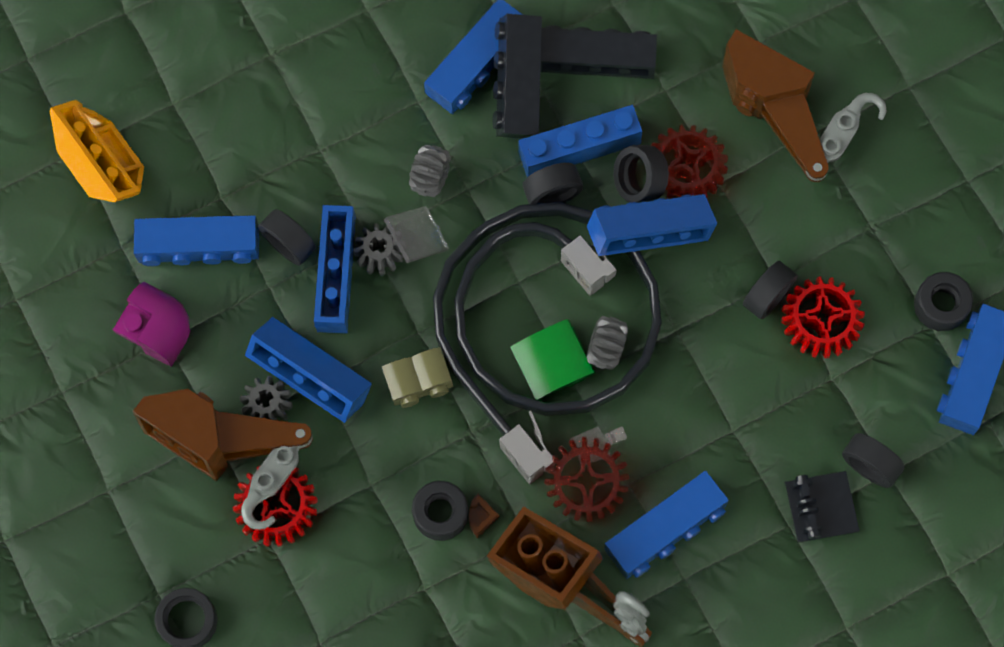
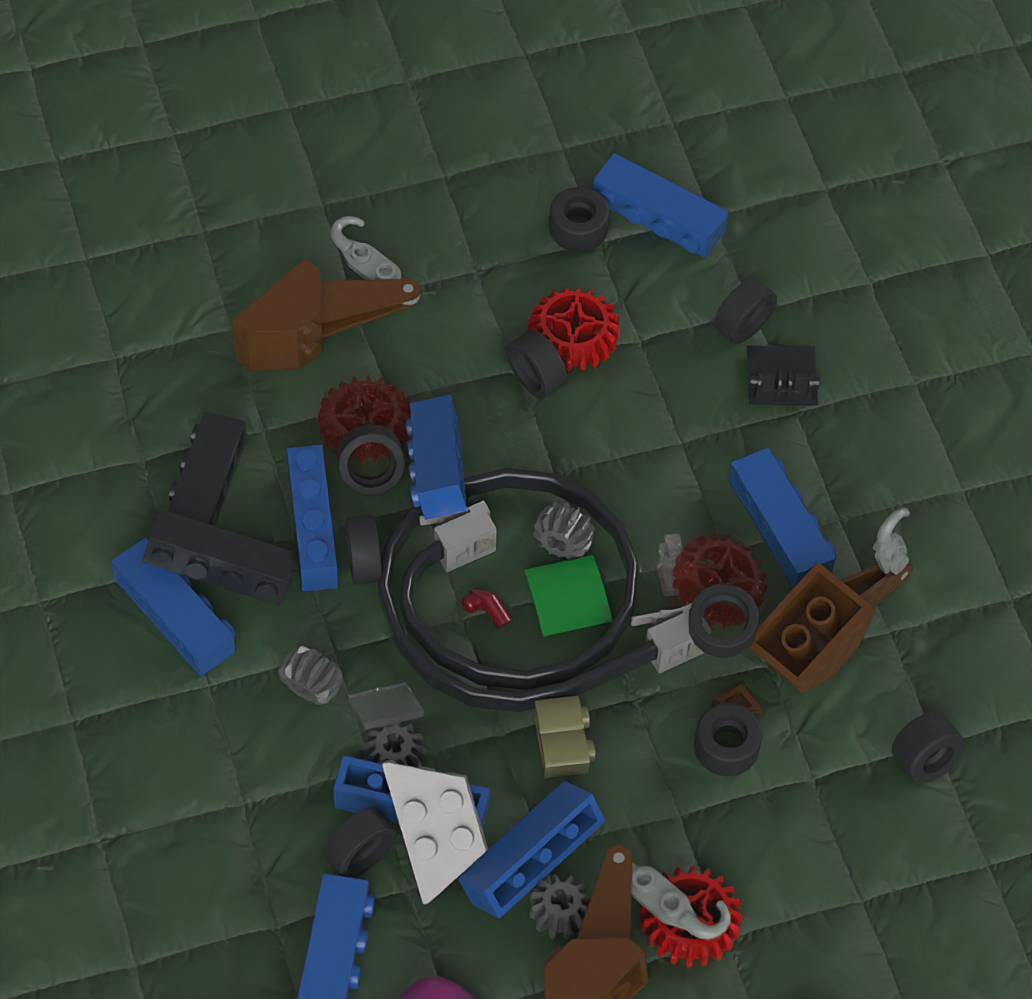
camera: 85 degrees left, 15 degrees down
(306, 287) = (436, 824): none -> light grey wing
(527, 458) = (716, 595): none -> black tyre
(531, 299) = (489, 603): none -> dark red arm

